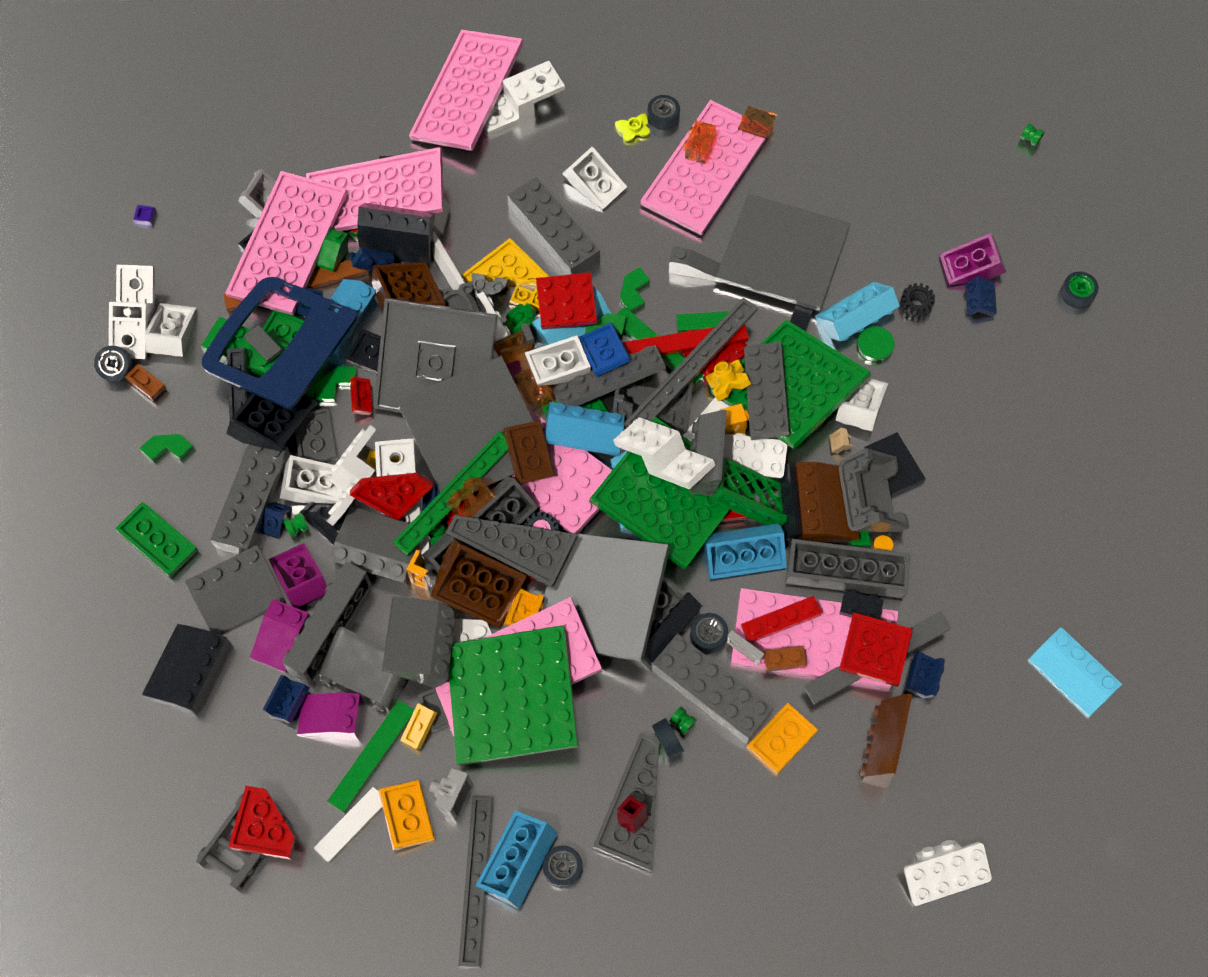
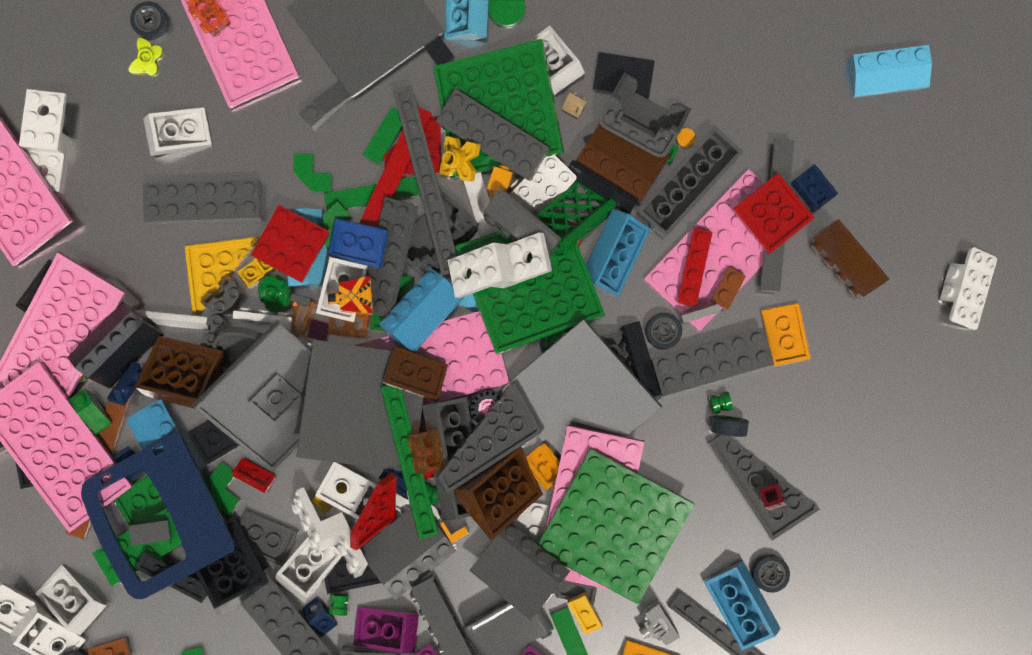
camera: 55 degrees left, 20 degrees up
(558, 369) = (354, 296): none -> torso
(862, 604) = (727, 196): black bracket -> none

